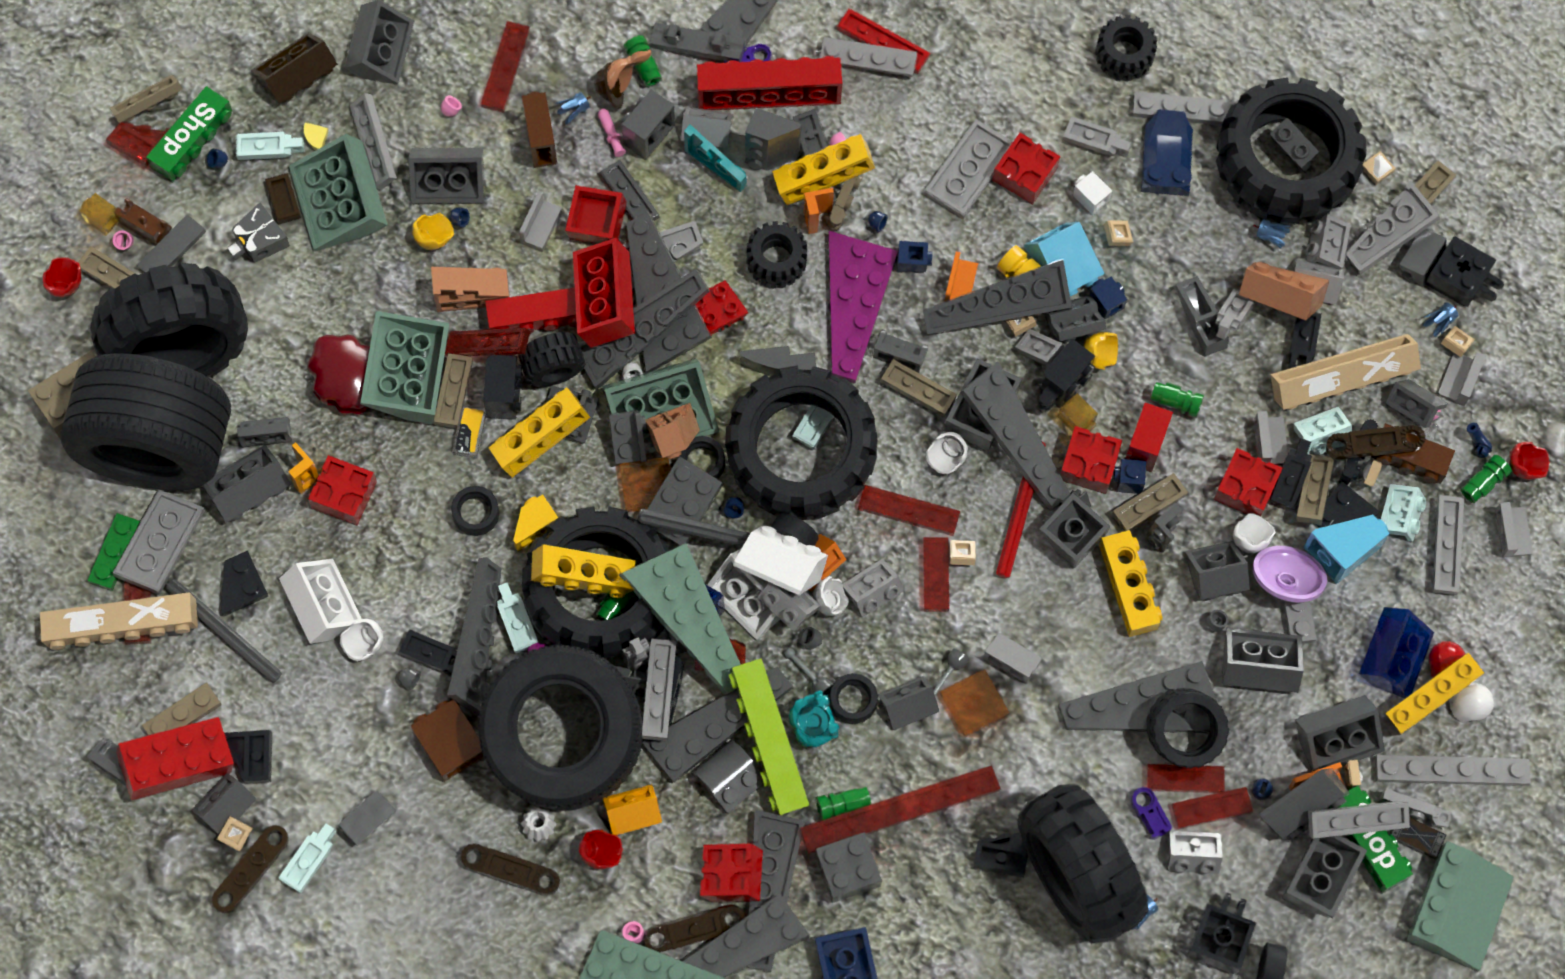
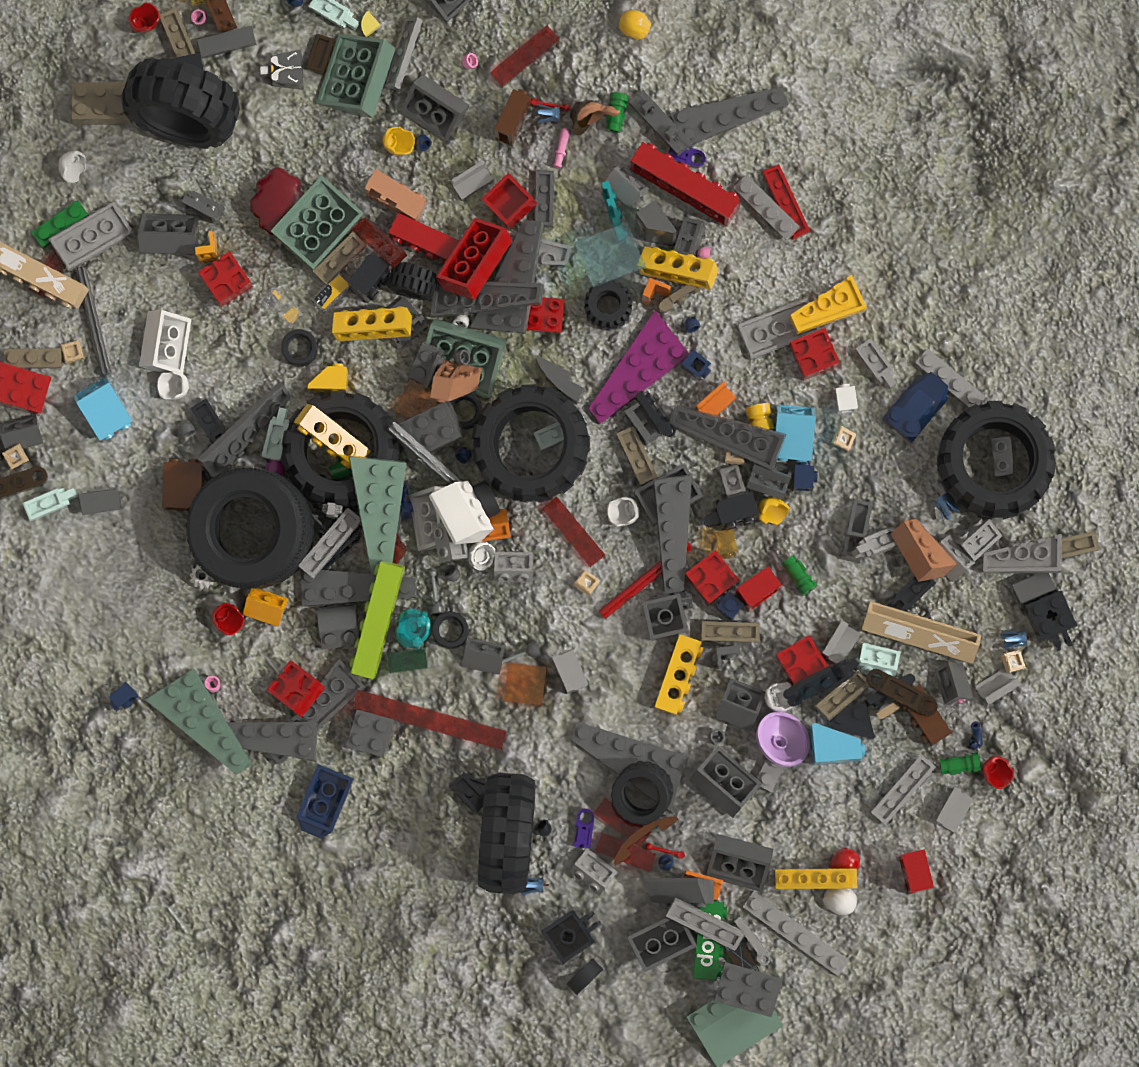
camera: 40 degrees right, 10 degrees up
(85, 483) = (72, 165): none -> white hair
(146, 422) = (125, 158): black tyre -> none
(222, 678) = (72, 352): none -> tan tile
(241, 584) = (124, 297): black wing -> none
(252, 754) = (58, 413): black wing -> none
(300, 715) = (103, 409): none -> medium azure slope
(424, 481) = (282, 306): none -> clear slope
(510, 869) = (165, 593): dark brown plate -> none
(586, 90) = (534, 102): none -> red hinge
(648, 124) = (586, 160): dark grey brick -> none
(662, 403) = (464, 360): none -> dark grey hinge
(692, 928) = (250, 706): dark brown plate -> none
(743, 200) = (609, 255): none -> clear light blue piece
(829, 764) = (407, 661): none -> clear green plate
(842, 803) = (396, 691): green axle -> none
(910, 331) = (655, 414): none -> black hinge
(936, 574) = (560, 585): clear red tile -> none
(1007, 111) = (831, 306): none -> yellow wing
(1129, 31) = (948, 300): black tyre -> none
(1214, 805) = (663, 824): none -> reddish brown slope
(1271, 771) = (680, 854): none -> red hinge
(1277, 499) = (809, 686): none -> black hinge
(1352, 774) = (728, 894): tan tile -> none
(1378, 167) = (1051, 509): tile -> none
(1396, 652) = (816, 835): clear blue slope -> none
(1403, 510) = (889, 748): light aqua bracket -> none
(1458, 856) = (748, 989): none -> dark grey brick
(1529, 616) = (916, 871): none -> red piece

